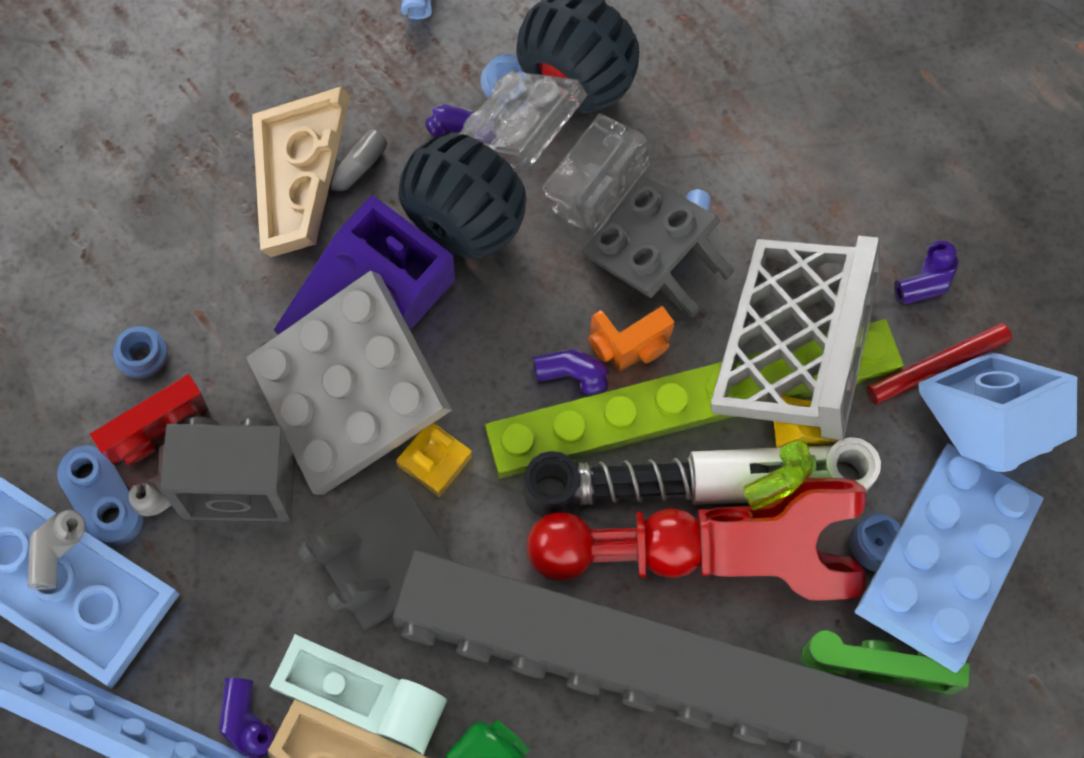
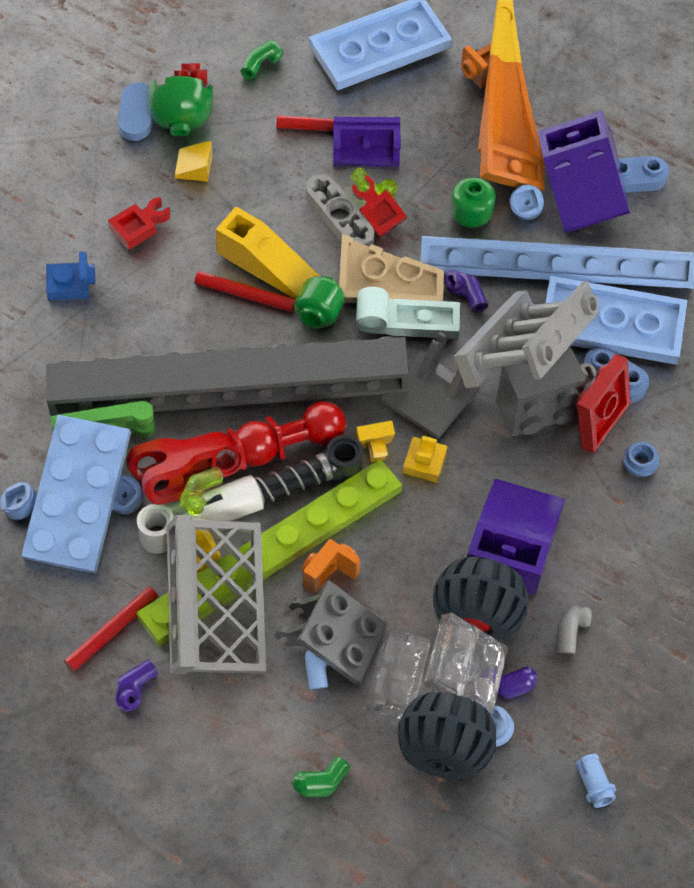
camera: 160 degrees right, 10 degrees down
(51, 543) = (623, 325): light grey arm -> none
(225, 590) = (526, 335): none -> light grey fence
(295, 166) = (607, 602): tan wing -> none
(348, 383) = (498, 468): light grey plate -> none
(494, 503) = (375, 438): none -> yellow tile
(576, 364) = (359, 541): dark purple arm -> none
(731, 87) = (321, 783): none -> green arm
(1003, 409) = (65, 593): light blue slope -> none
(1031, 586) = (18, 500): none -> medium blue tile

